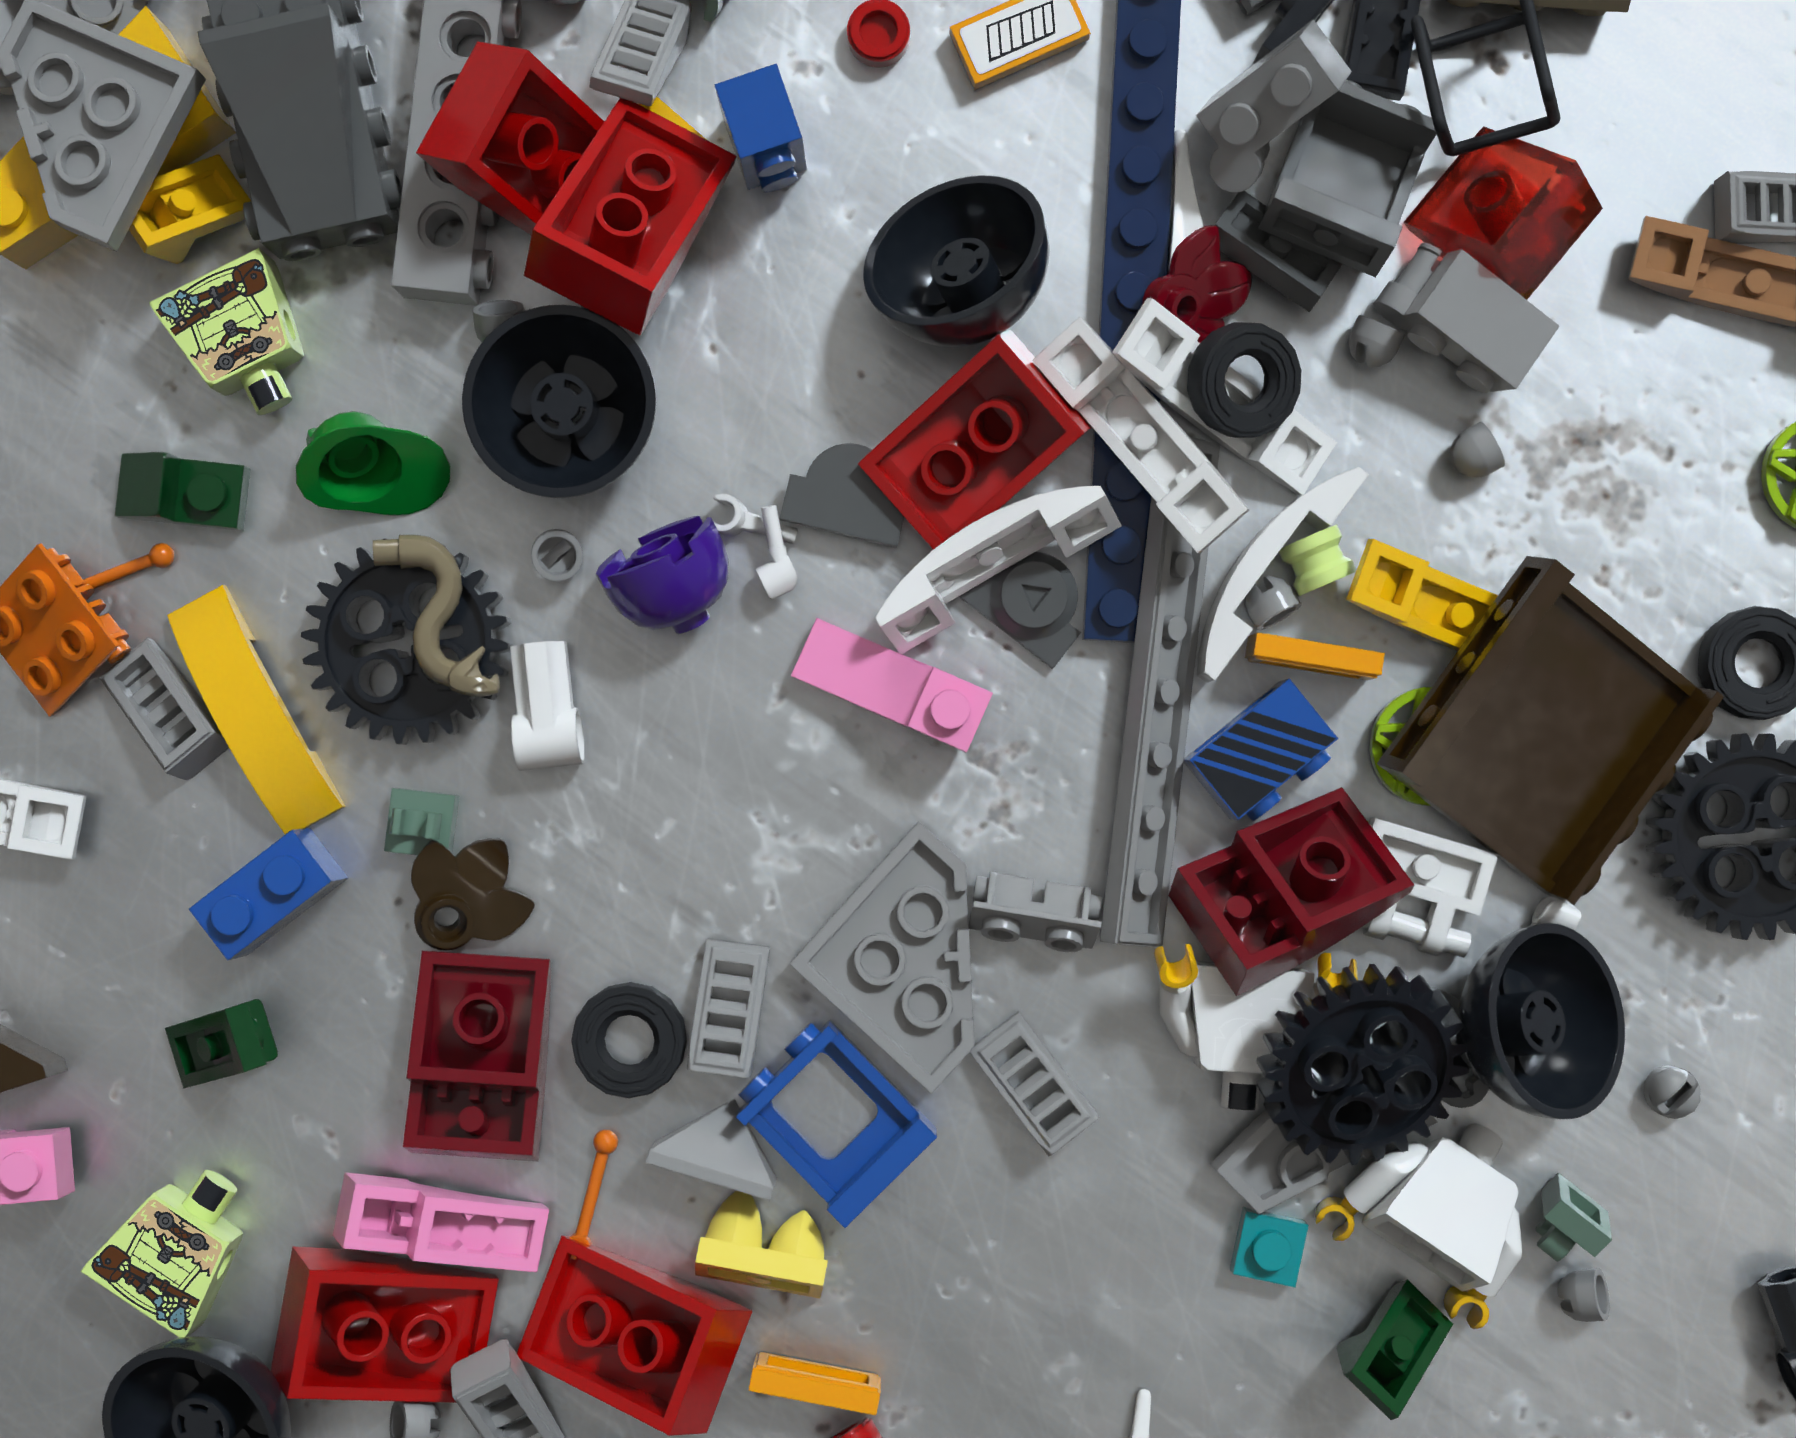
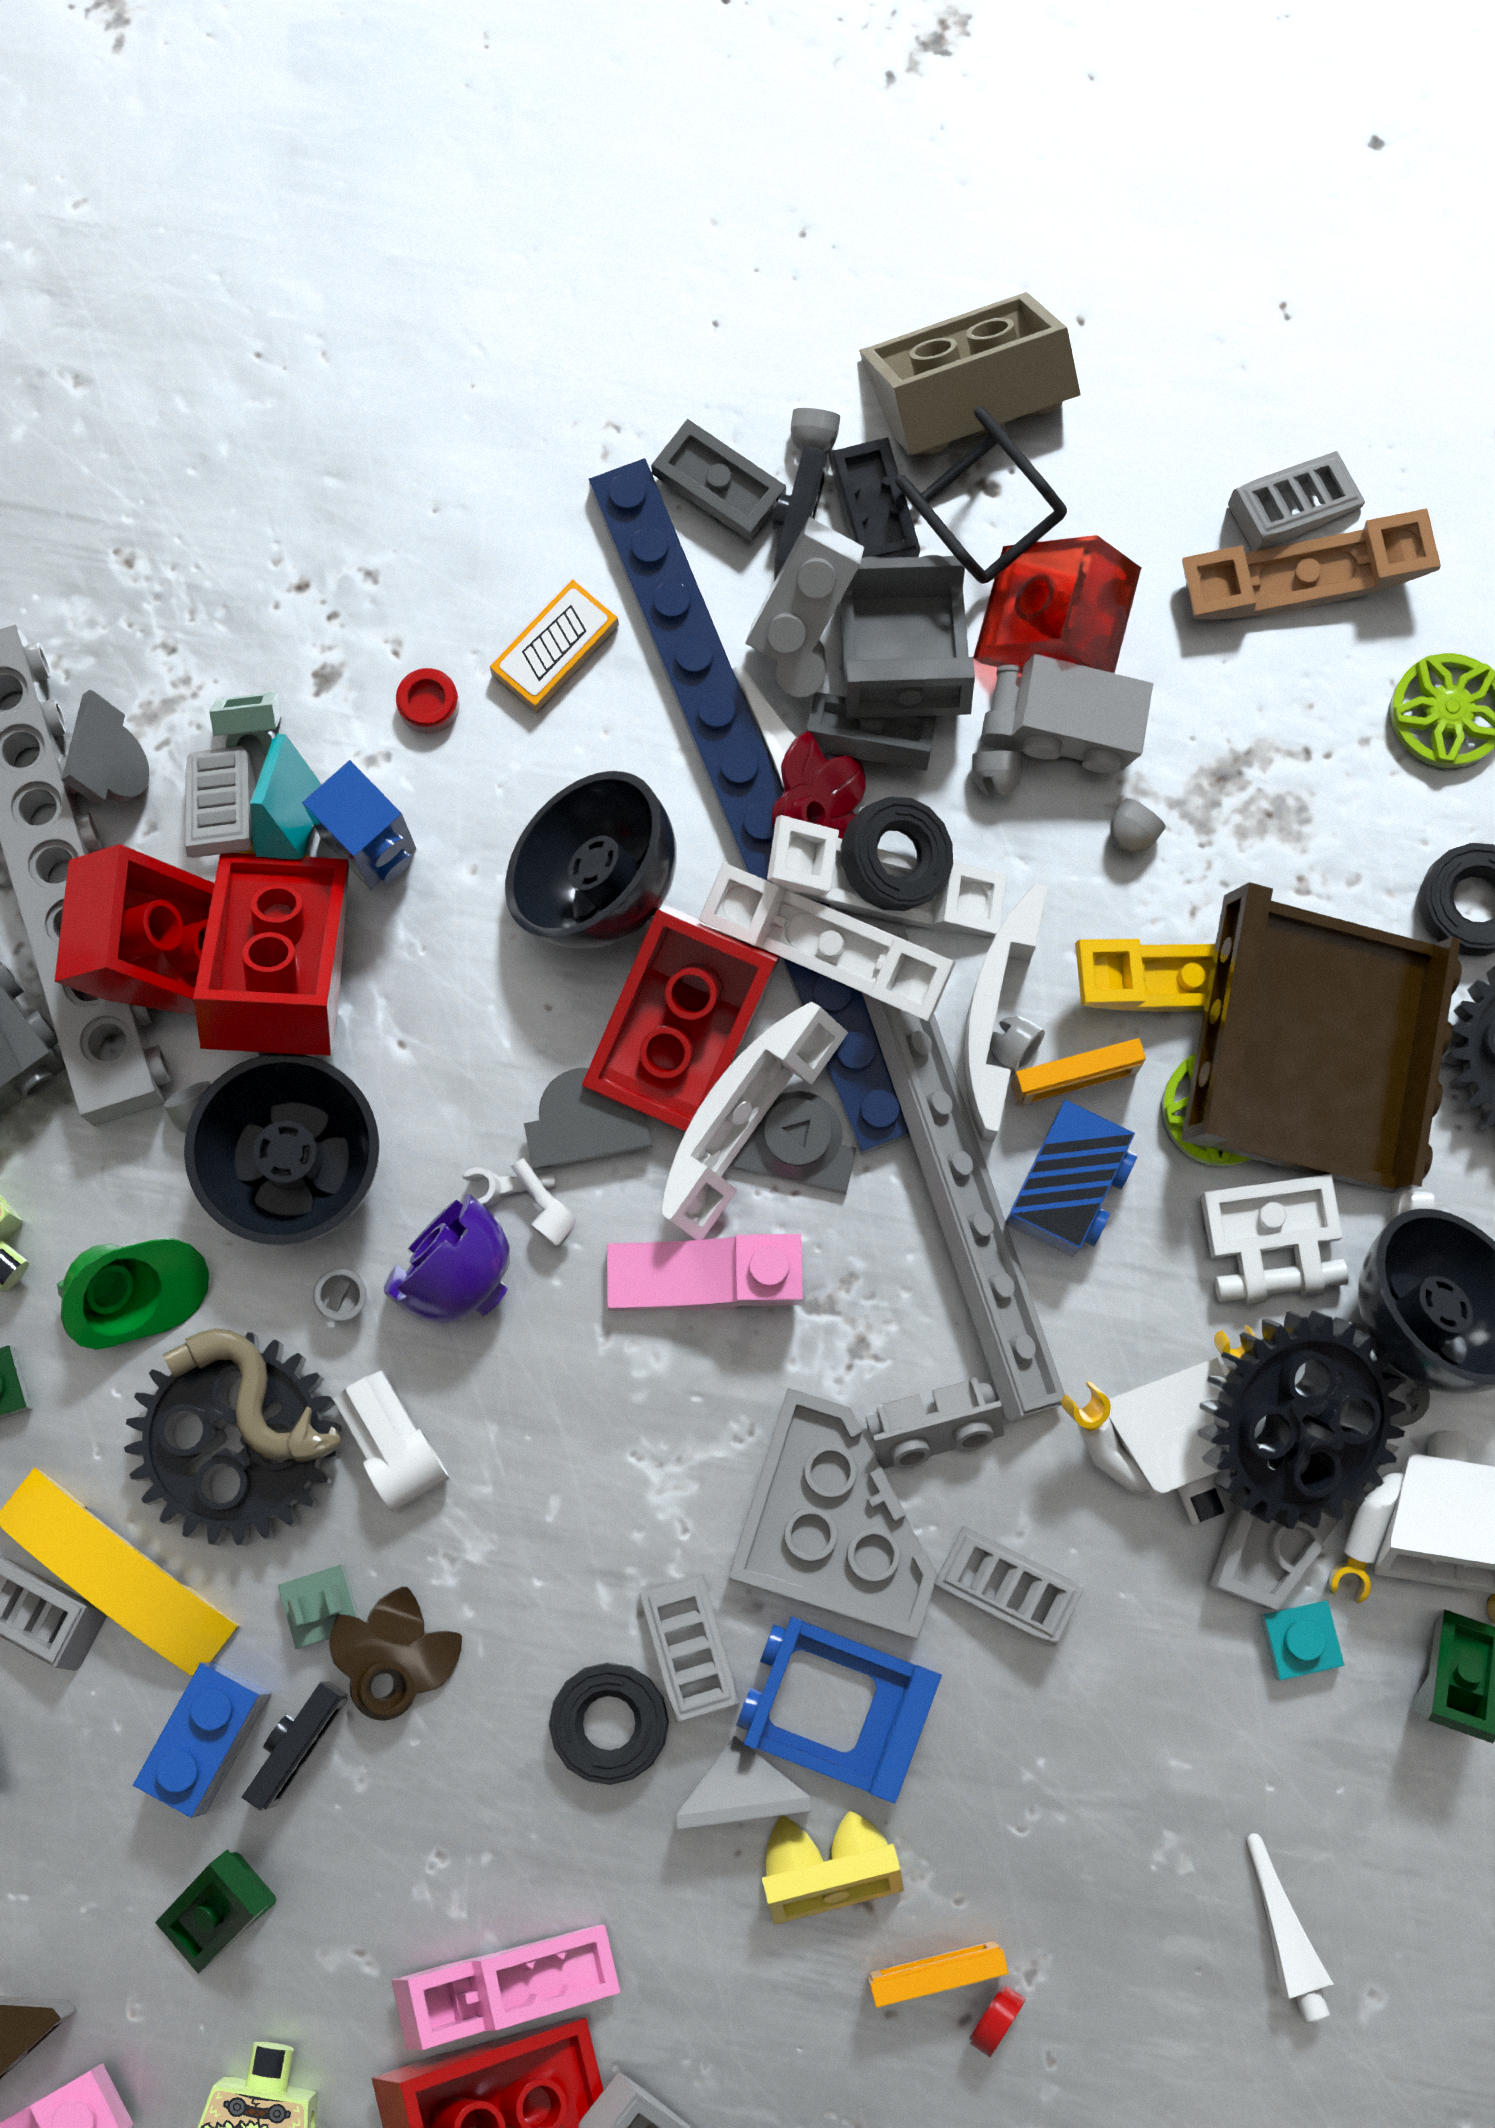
camera: 20 degrees left, 10 degrees down
(346, 932) = (292, 1745): none -> black plate
(478, 1056) = (472, 1806): dark red slope -> none
(605, 1143) = (648, 1948): orange hinge -> none
(634, 1337) = (741, 2011): red slope -> none
(707, 58) = (277, 812): none -> teal slope
(1288, 889) = (1156, 1293): dark red slope -> none
(1317, 560) = (1039, 985): yellowish green wheel -> none

